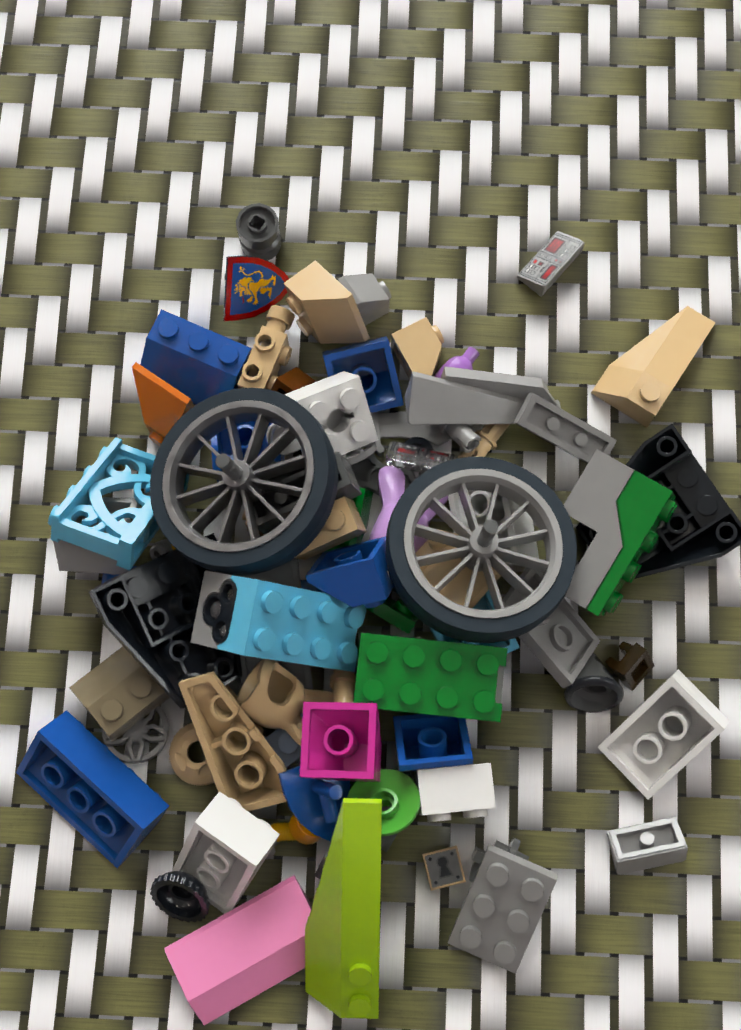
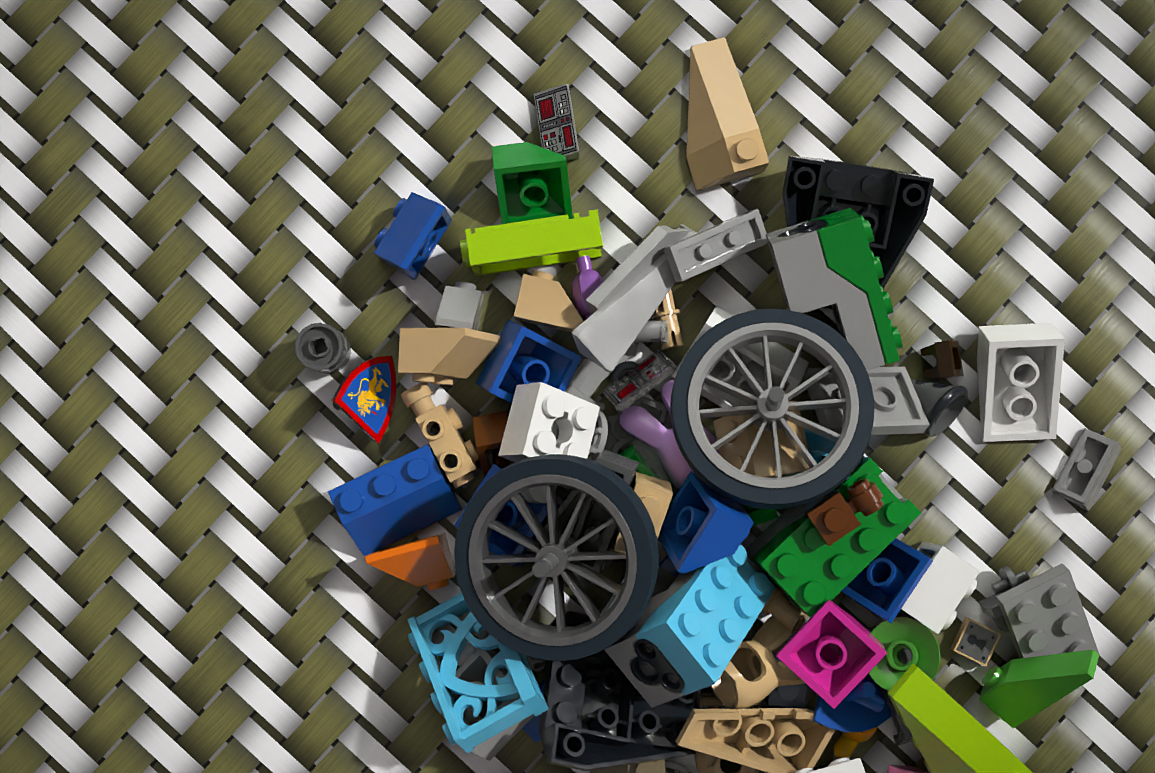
camera: 50 degrees left, 10 degrees up
(388, 229) = (413, 234): none -> blue slope
(441, 653) = (835, 516): none -> reddish brown plate
(446, 929) = (1034, 683): none -> bright green slope
(453, 306) = (532, 243): none -> lime door
(491, 276) = (530, 182): none -> green slope

